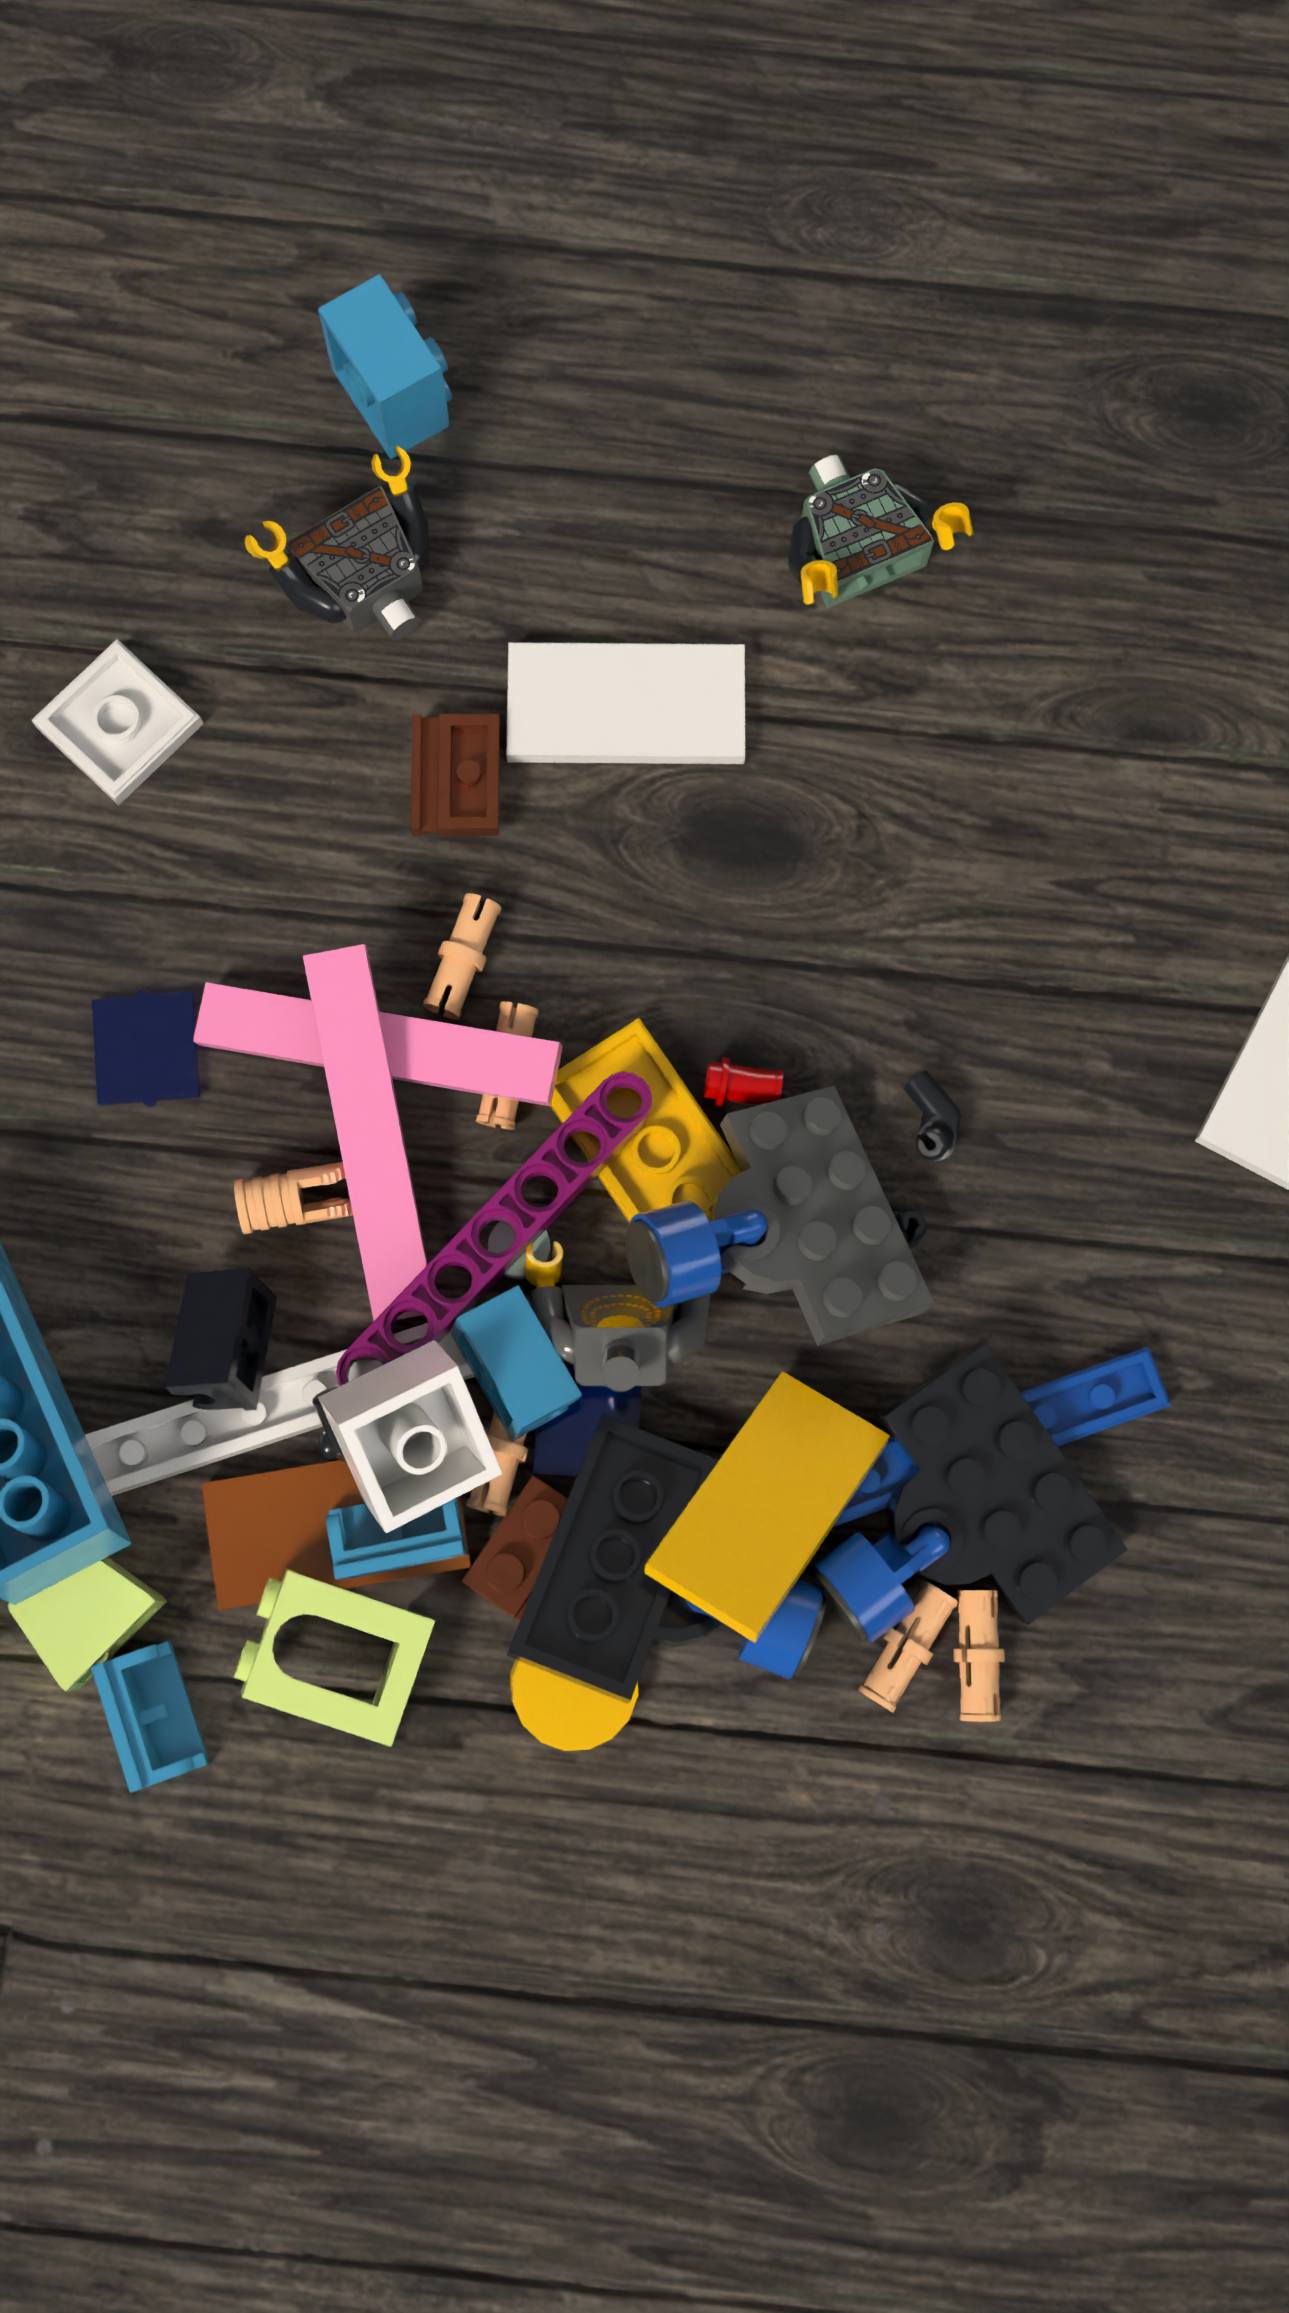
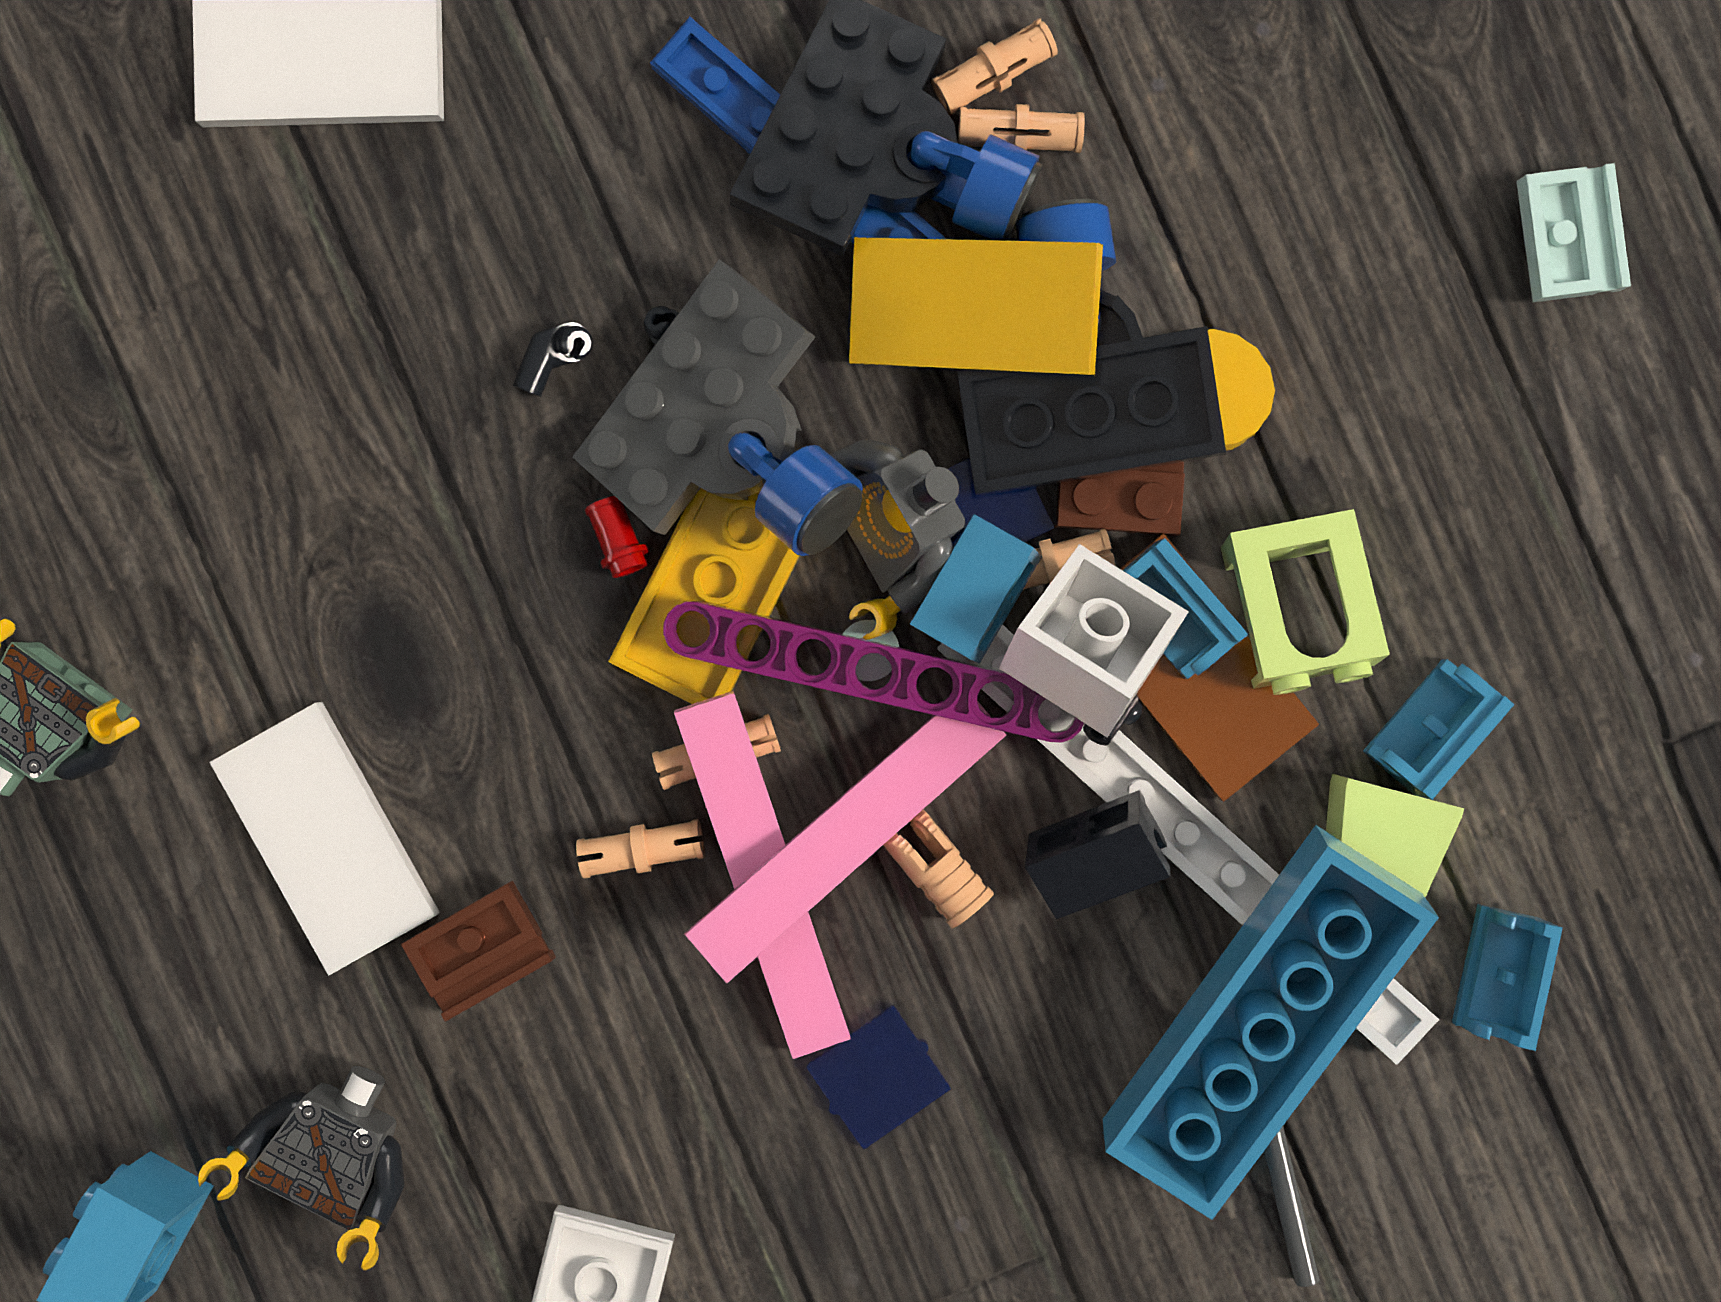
camera: 120 degrees left, 10 degrees up
(527, 2116) = (1573, 232): none -> light aqua plate

